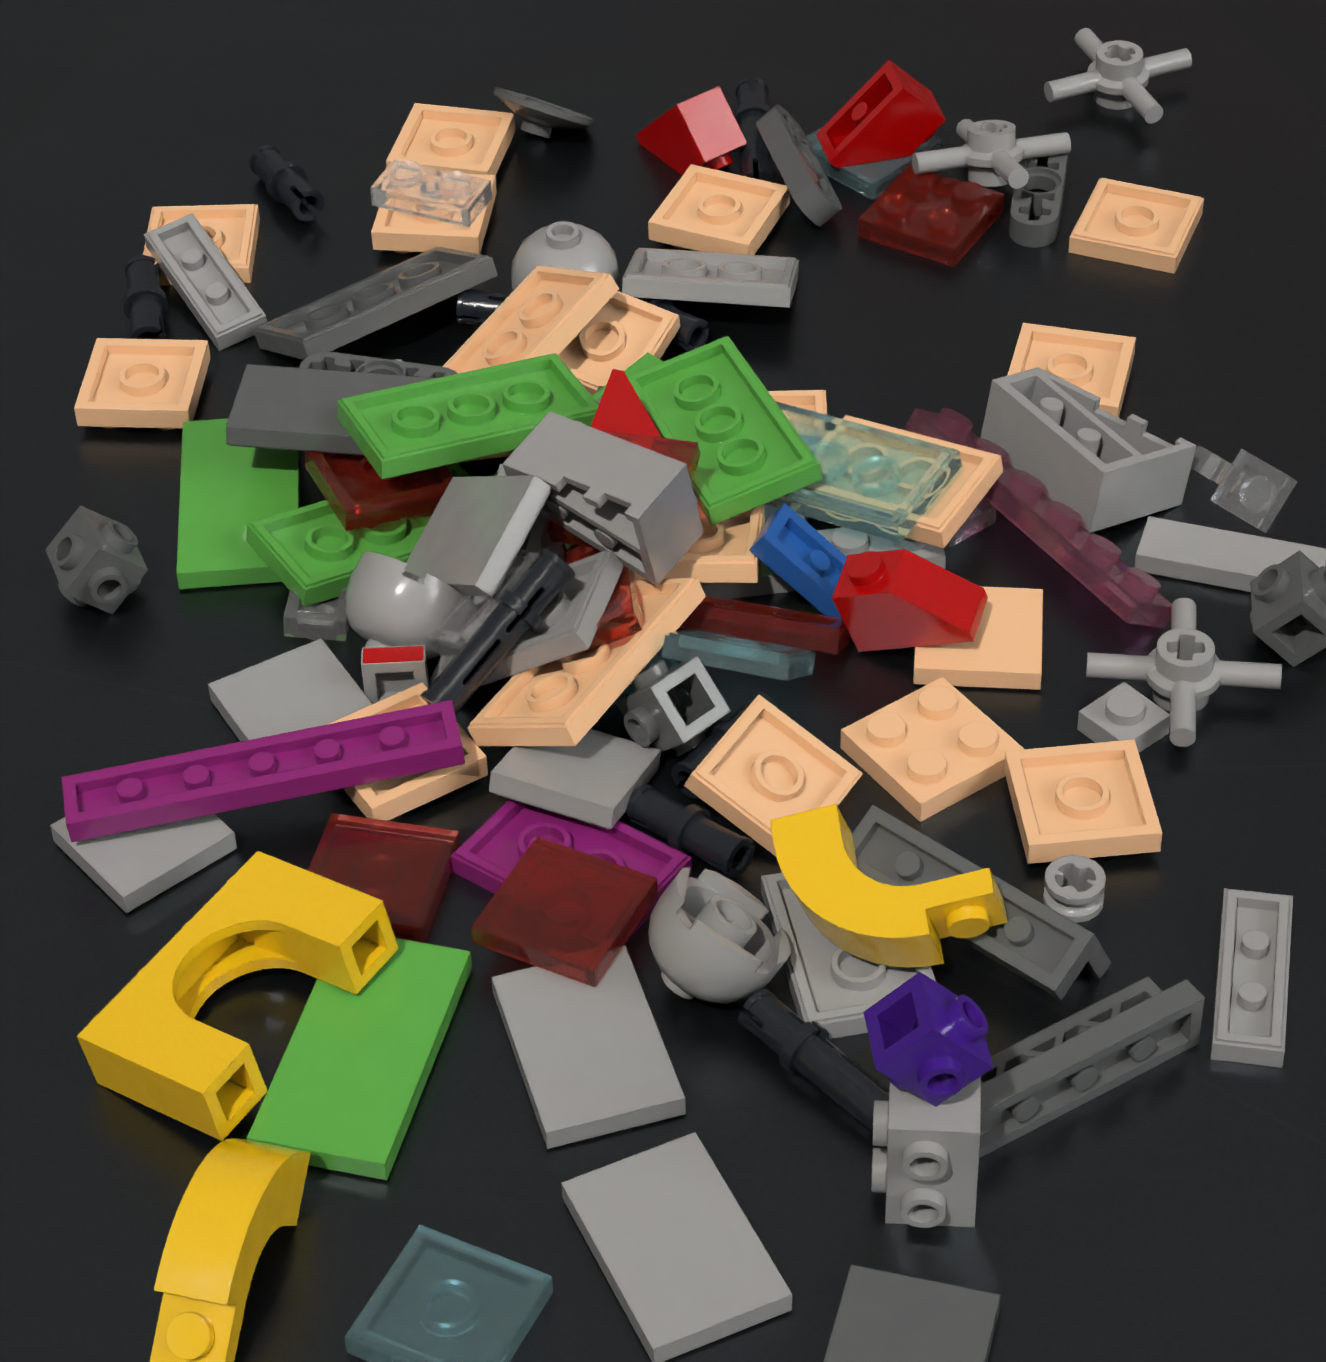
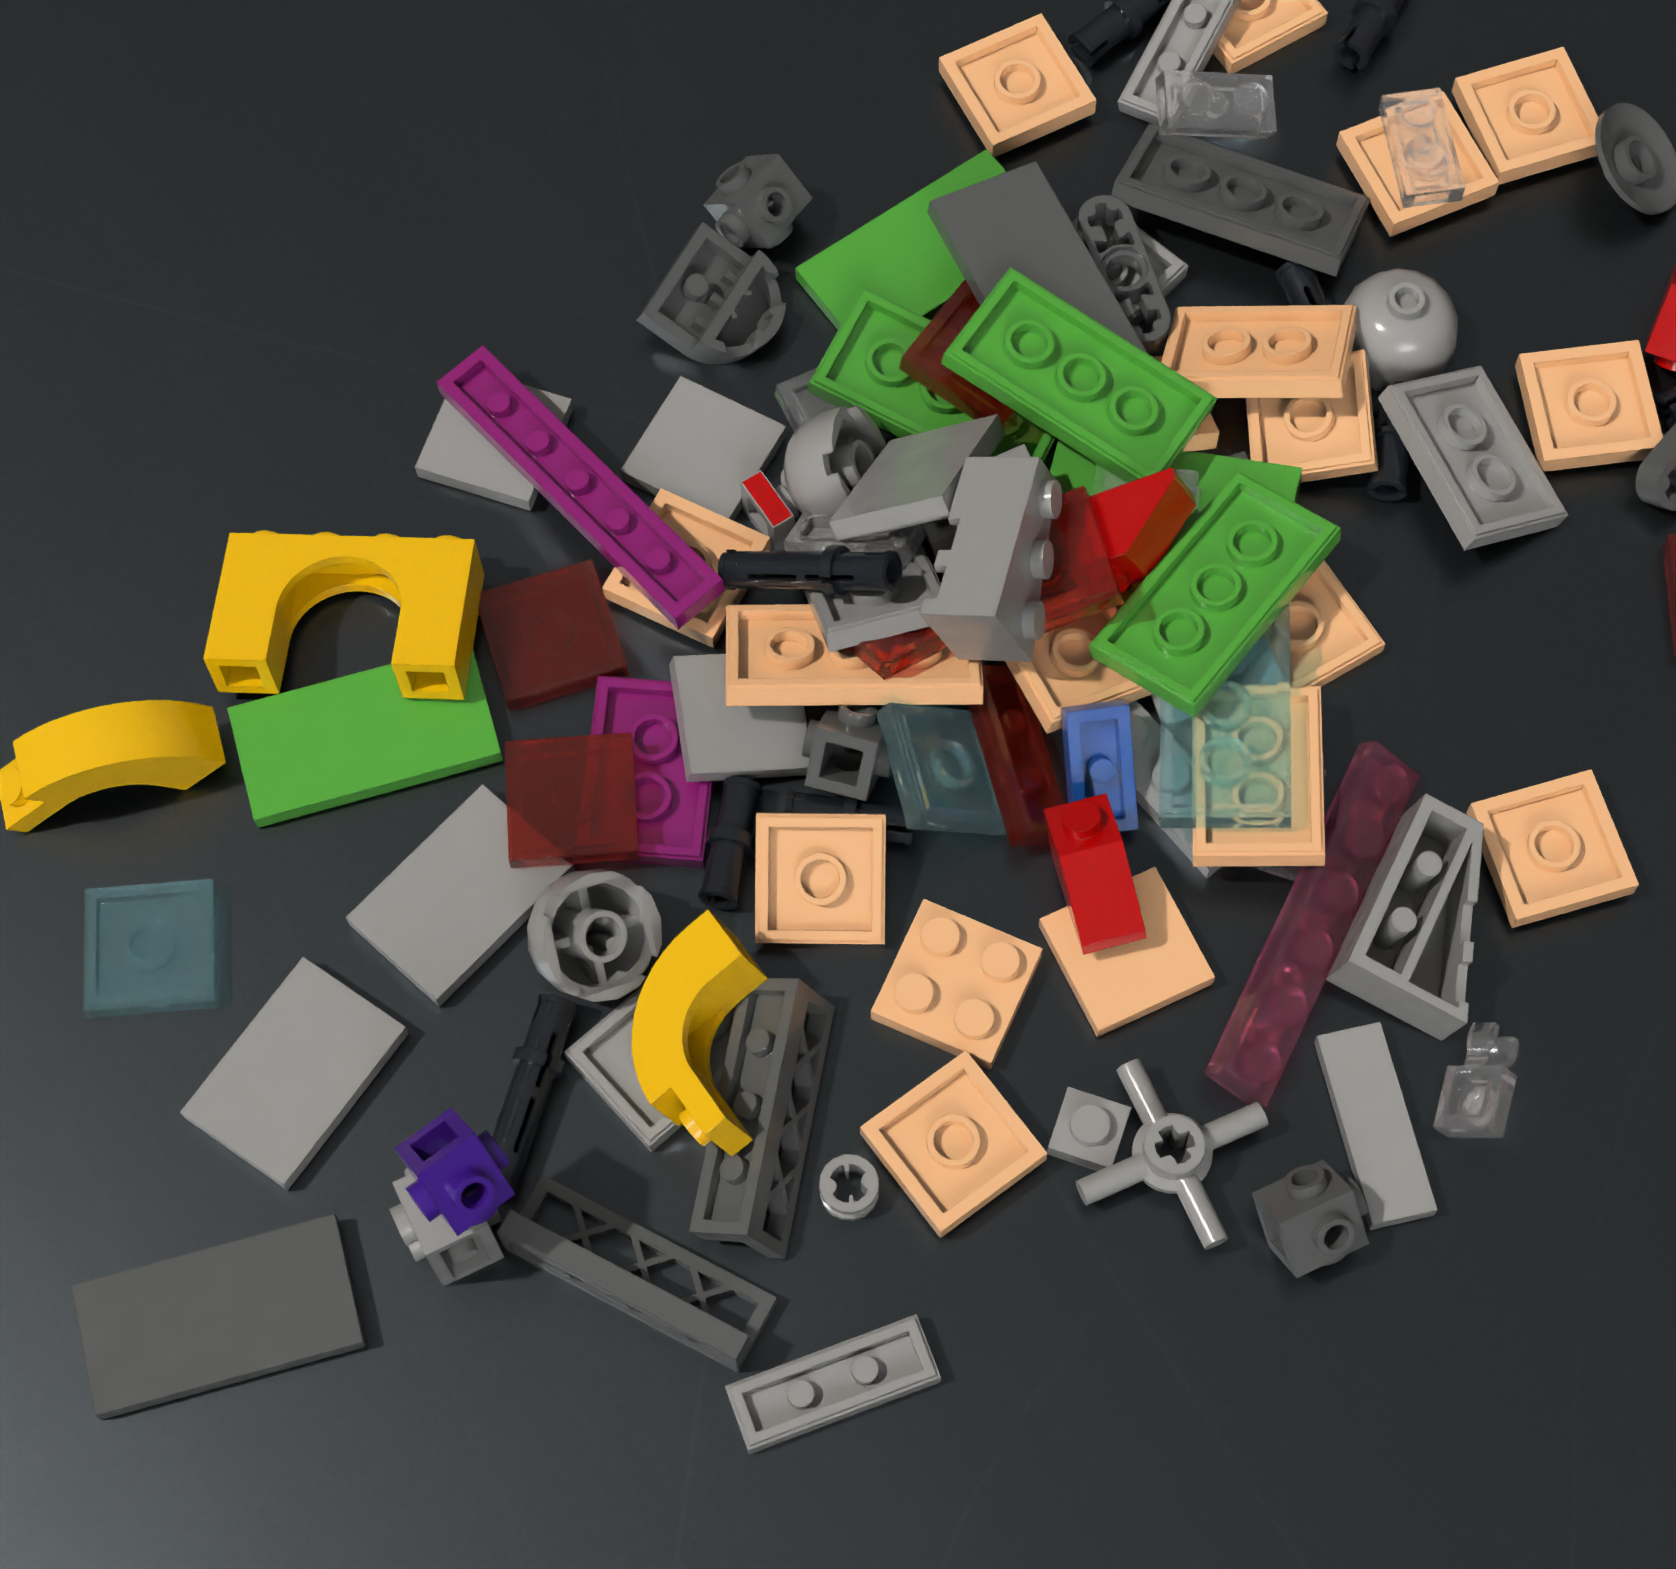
camera: 60 degrees right, 25 degrees up
(158, 633) = (716, 301): none -> dark grey slope
(279, 282) = (1215, 104): none -> clear plate

